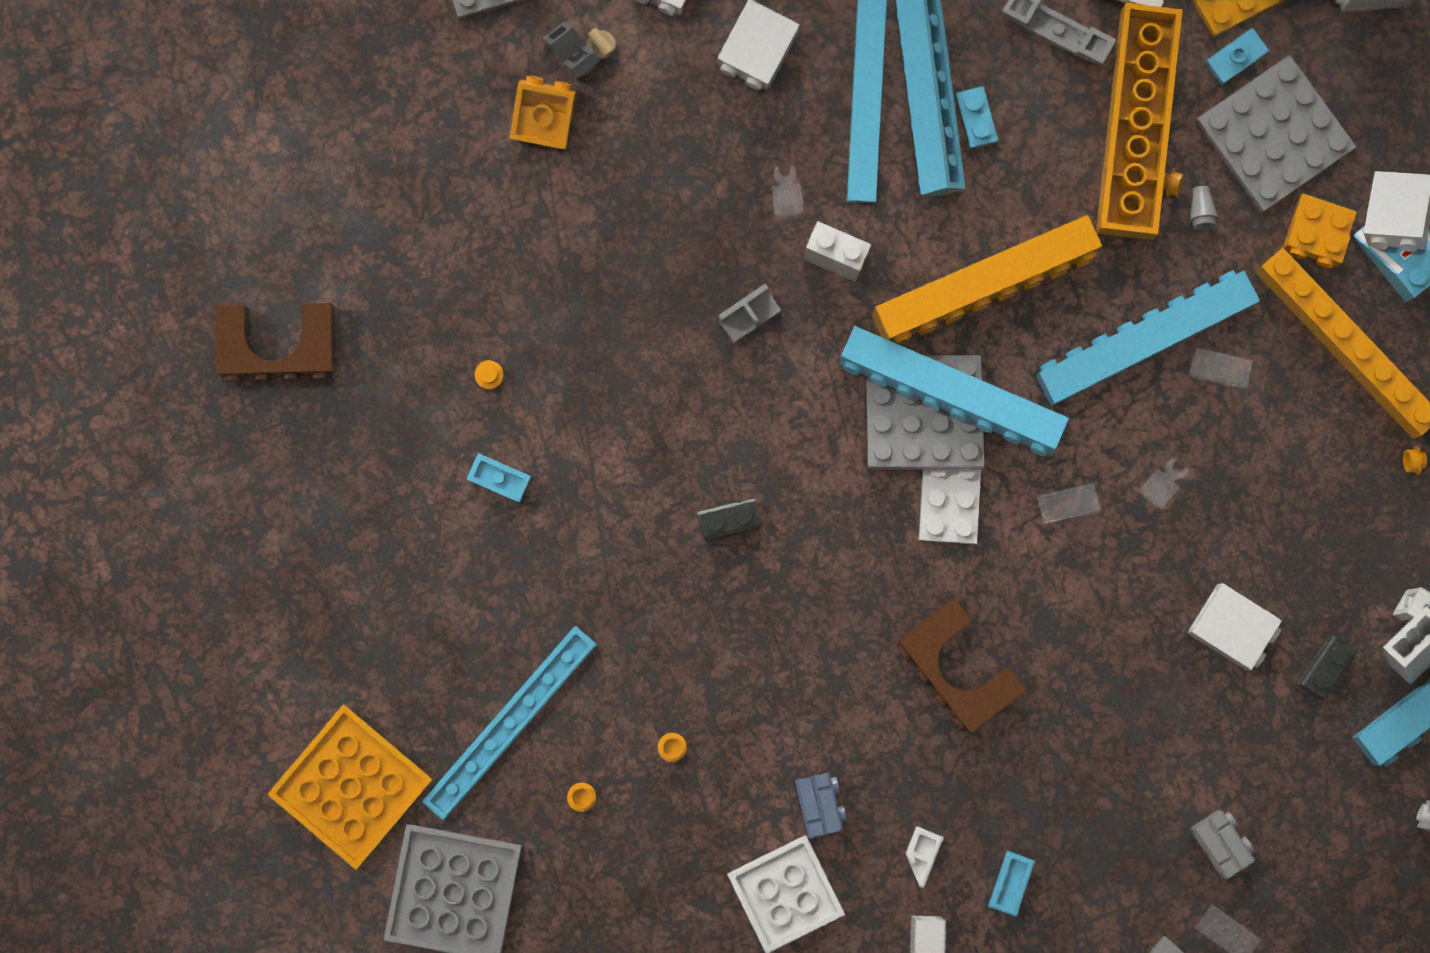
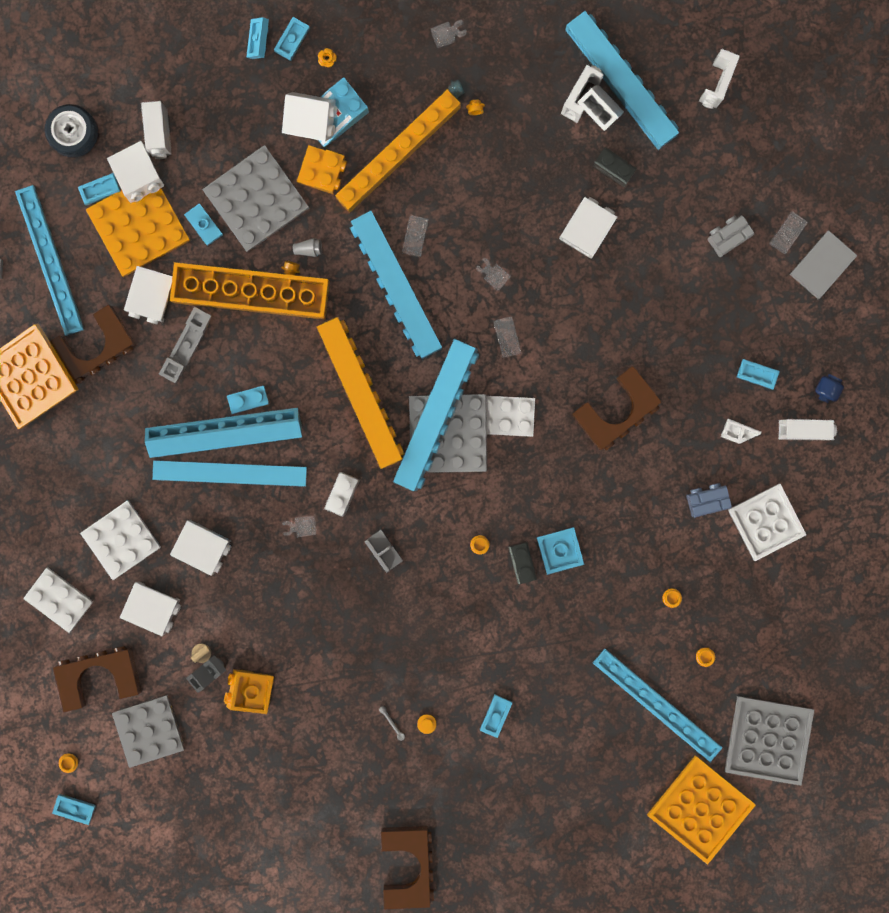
camera: 90 degrees left, 5 degrees up
(471, 336) = (400, 735): none -> light grey hinge
(746, 578) = (560, 550): none -> medium azure plate
(756, 458) = (479, 544): none -> light orange plate

